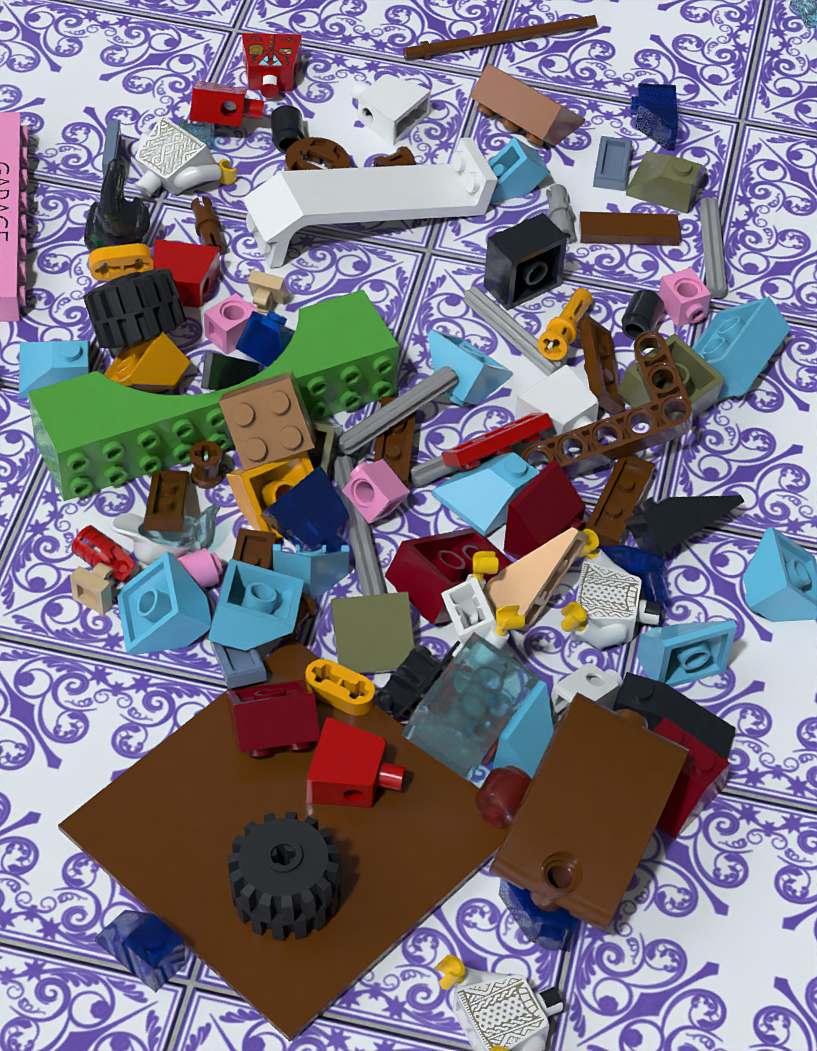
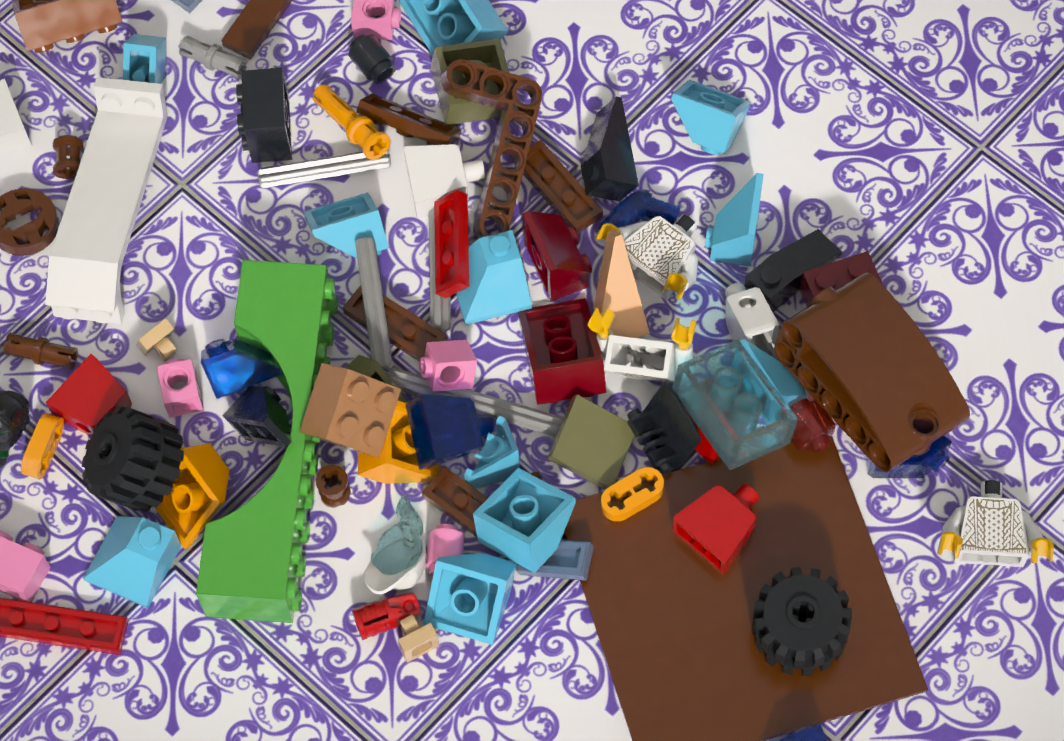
camera: 55 degrees left, 15 degrees up
(167, 500) = (362, 536): reddish brown tile -> none
(273, 717) = (636, 557): dark red slope -> none

